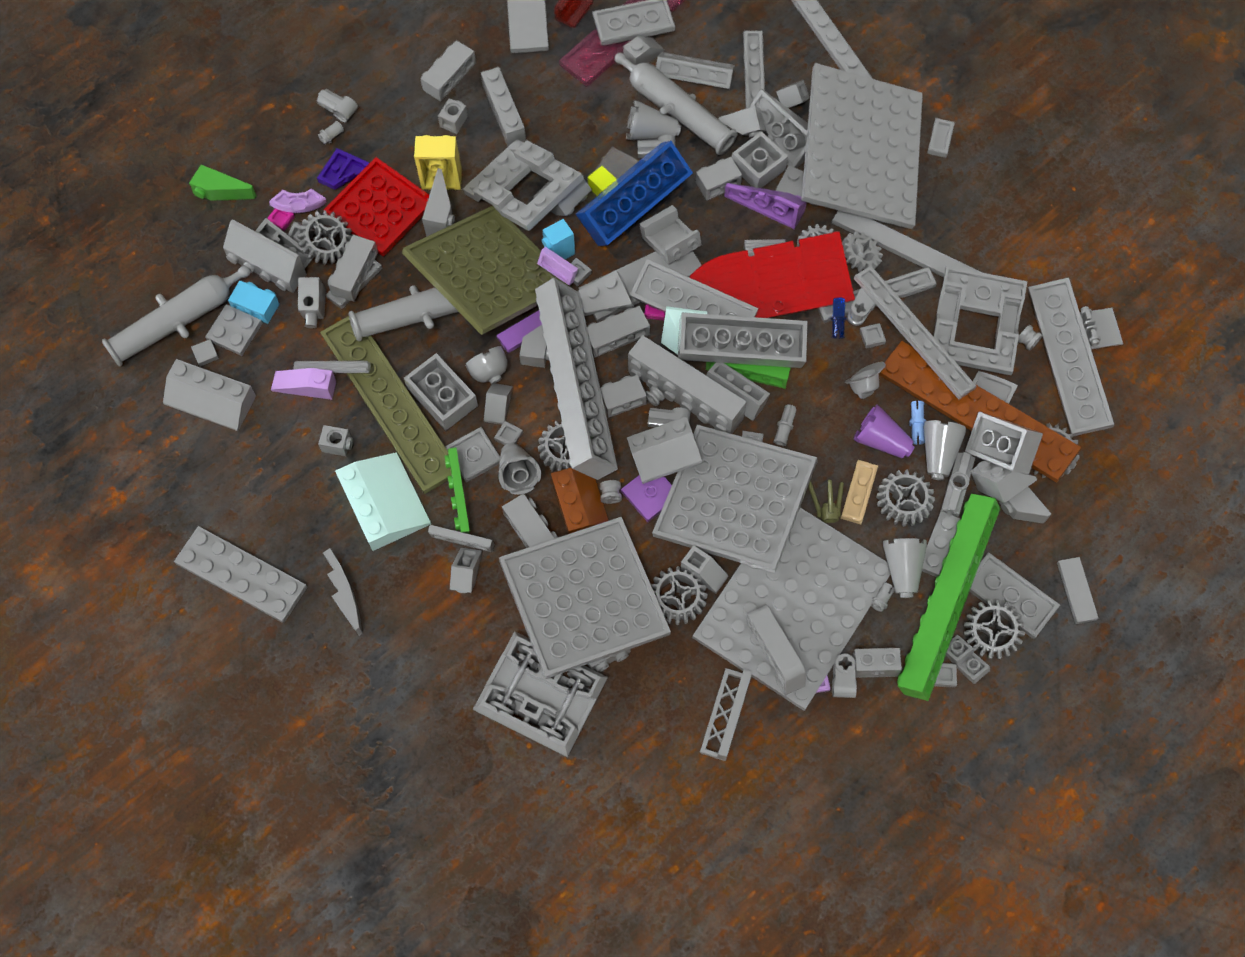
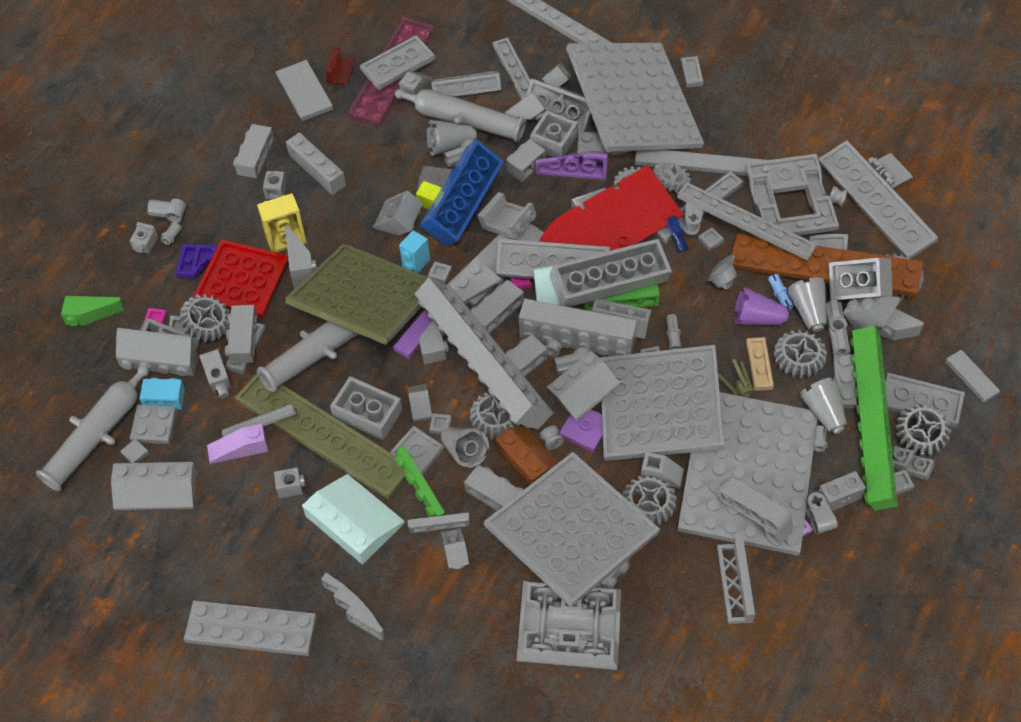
camera: 20 degrees left, 10 degrees down
(297, 202) = (166, 299): lavender tile -> none
(302, 128) = (143, 238): none -> light grey brick
(488, 366) = (398, 373): light grey cylinder -> none
(510, 167) = (345, 206): light grey piece -> none
(557, 266) = (421, 271): lavender tile -> none

